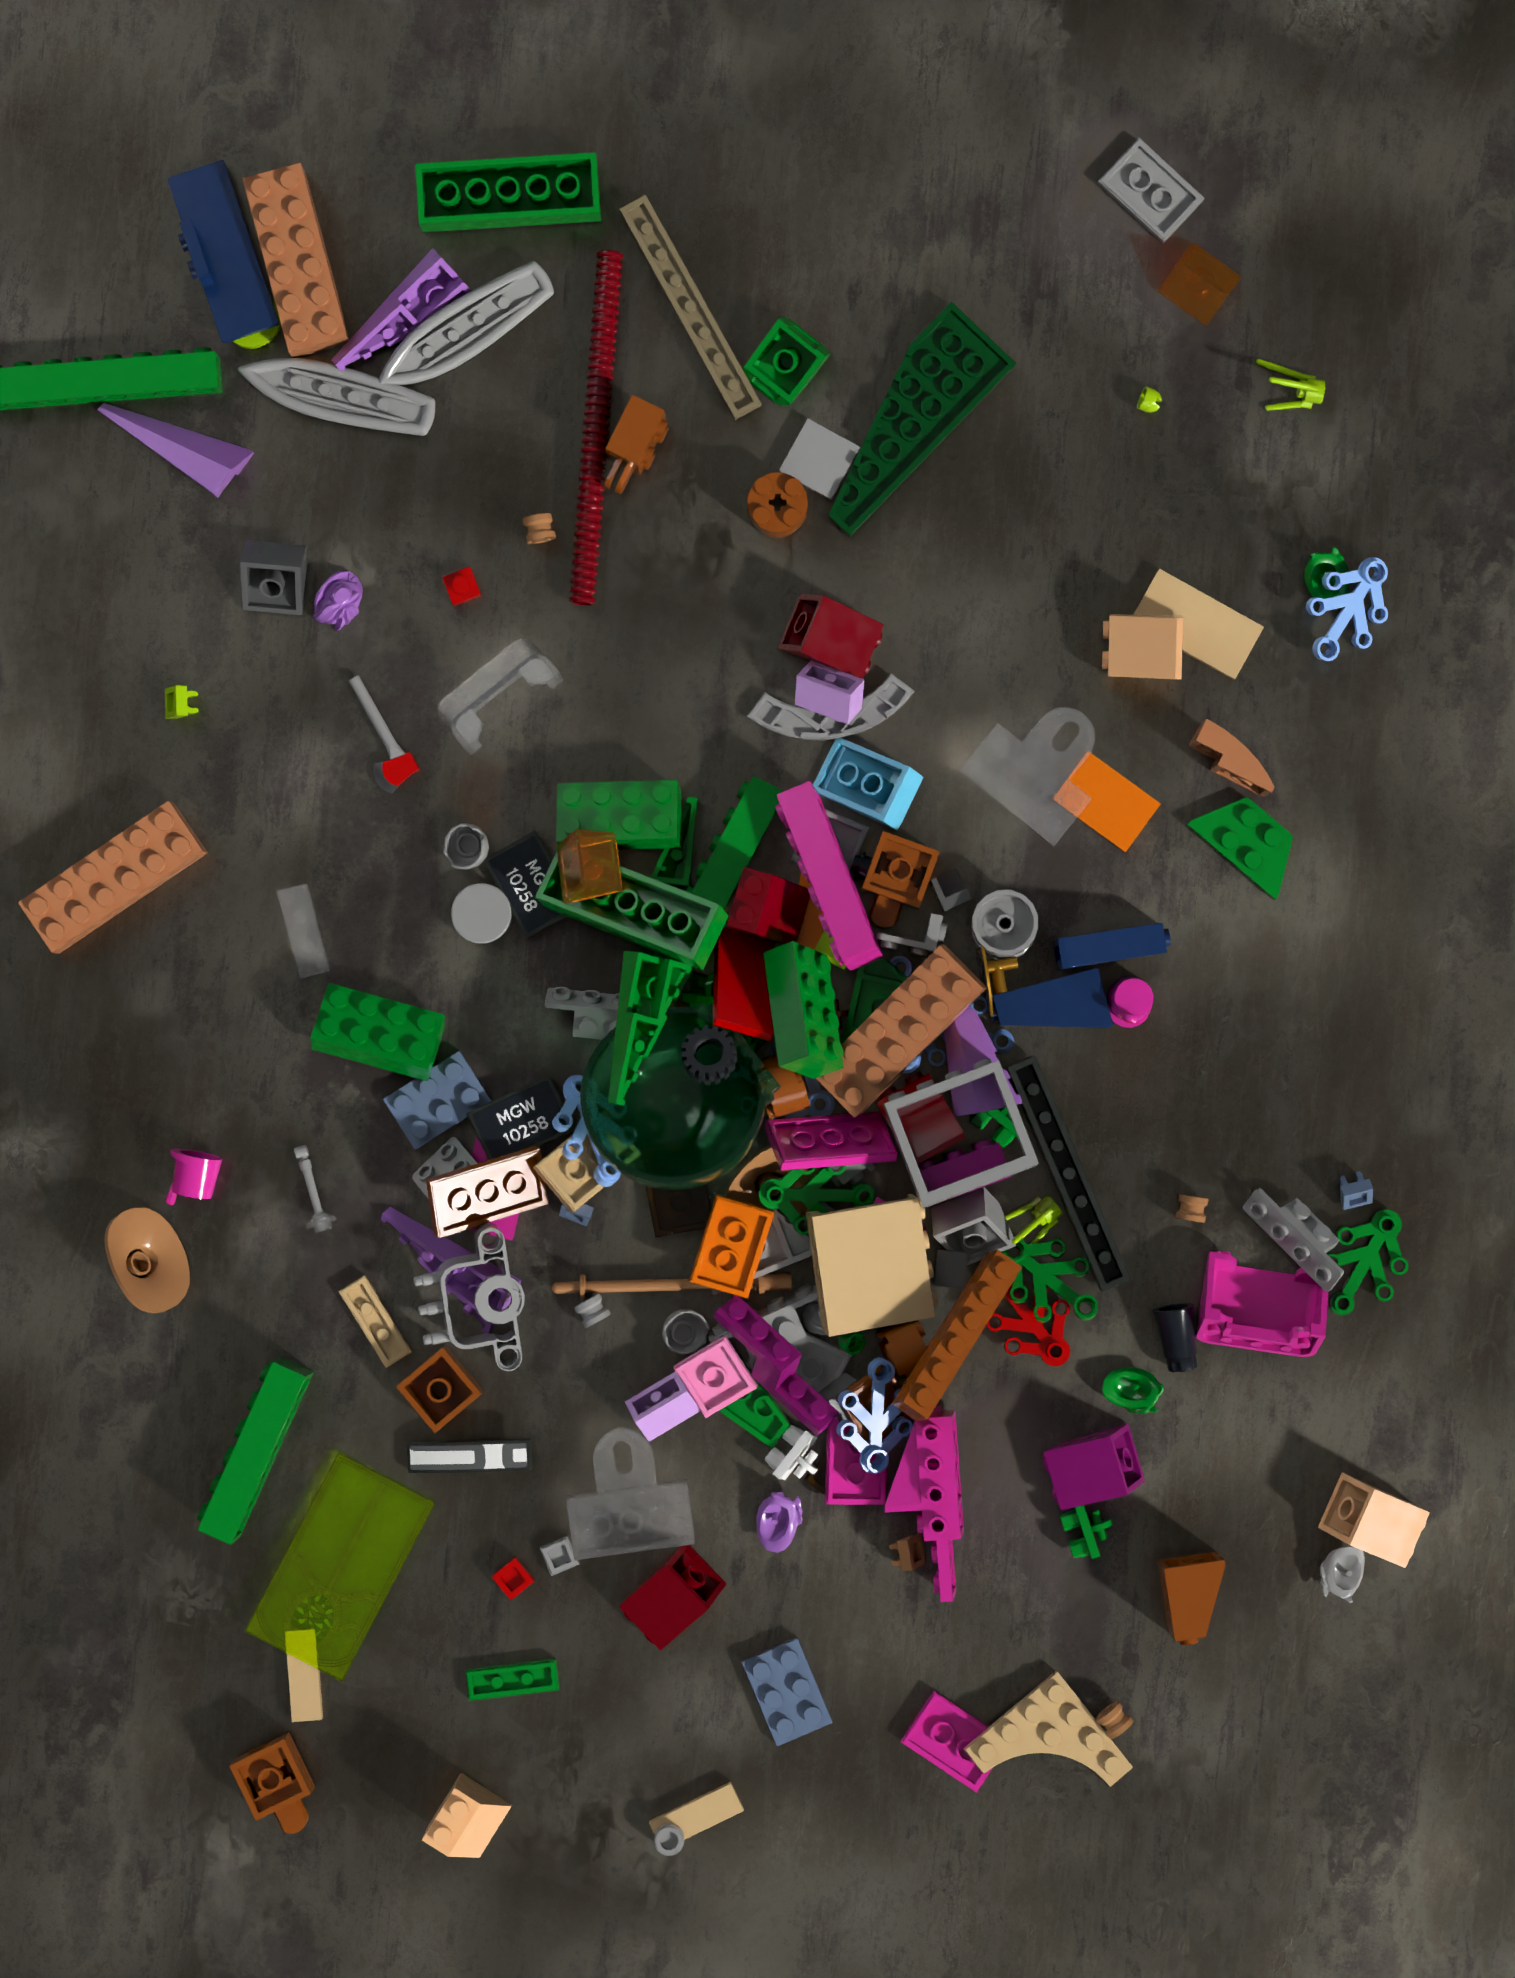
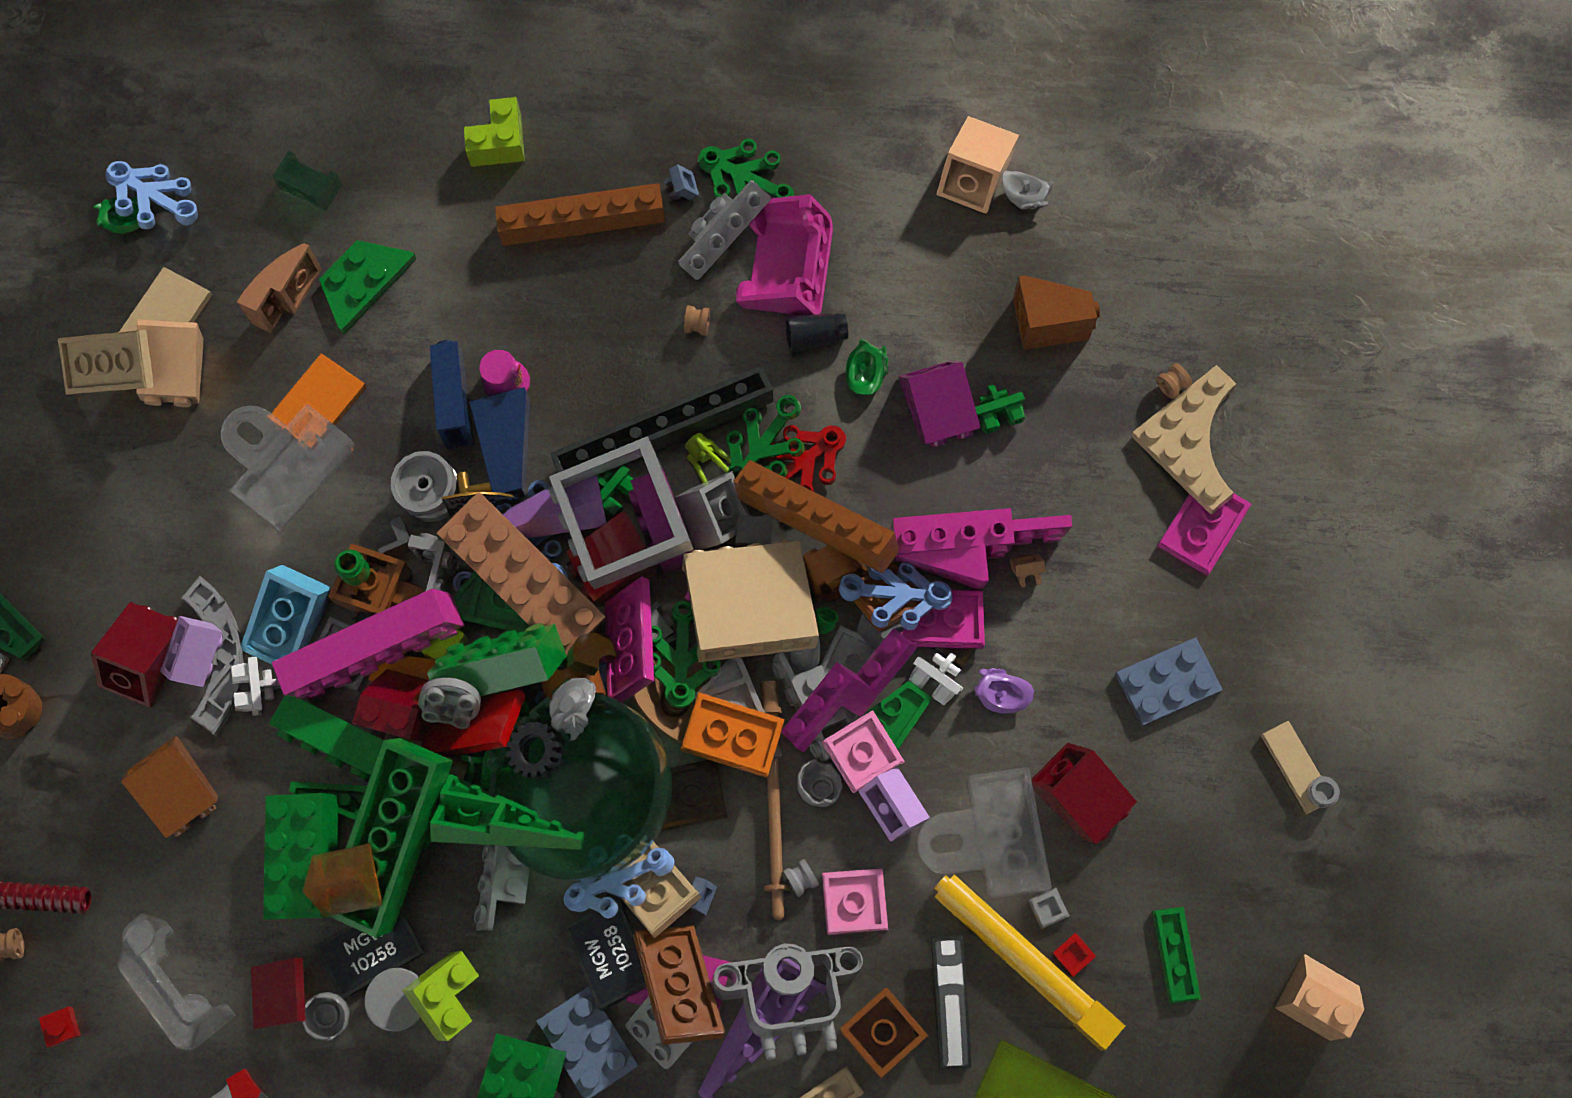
camera: 90 degrees left, 15 degrees down
(483, 954) = (435, 994): none -> lime brick
(487, 799) = (278, 993): none -> dark red tile
(507, 1532) = (1086, 1014): none -> yellow brick
(569, 1363) = (854, 901): none -> bright pink tile
(693, 678) = (170, 788): none -> dark orange slope
(749, 1092) = (571, 705): none -> light grey hat
(762, 964) = (449, 702): none -> light grey tile
(808, 751) = (249, 673): none -> white hips
(815, 1102) = (589, 651): none -> dark brown tile
(913, 849) = (352, 567): none -> green brick
(1144, 581) = (106, 362): none -> tan tile
(1318, 1081) = (580, 214): none -> dark orange brick
(1364, 777) = (306, 182): none -> clear green panel
(1408, 990) = (497, 141): none -> lime brick

